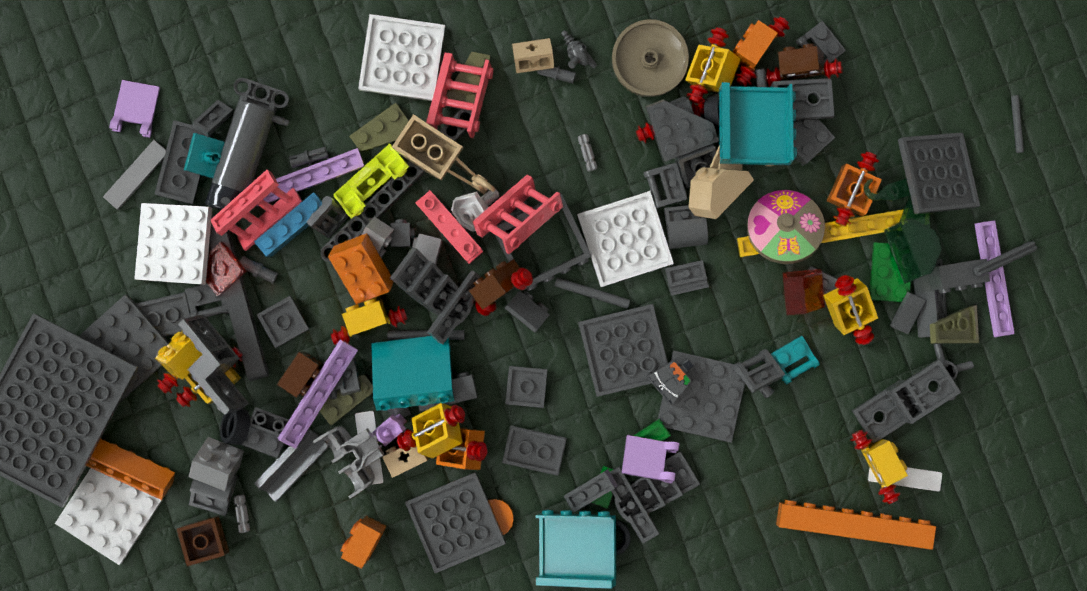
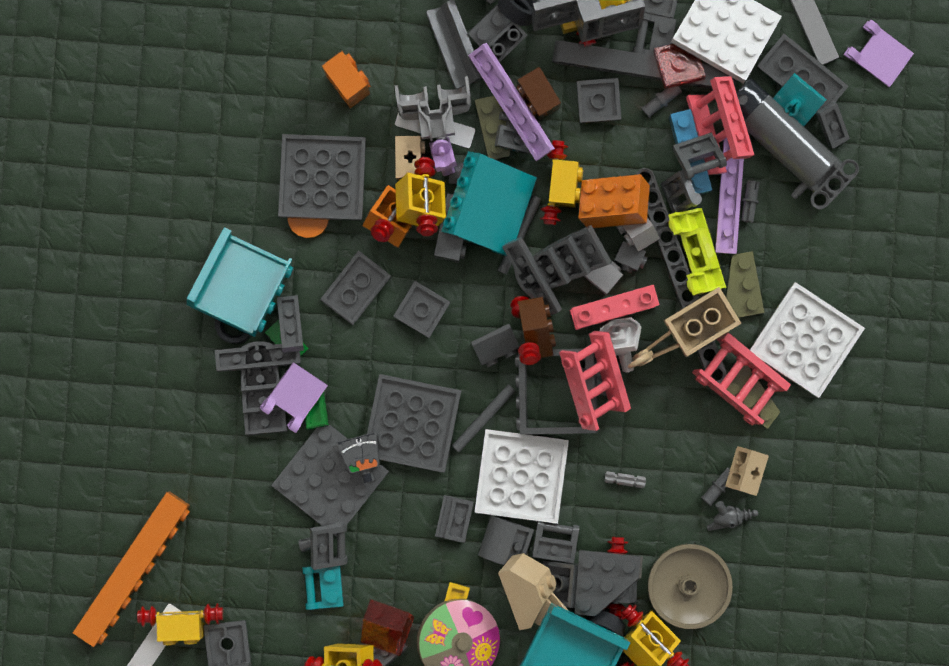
camera: 115 degrees right, 0 degrees up
(285, 219) = (698, 149): none -> dark grey plate

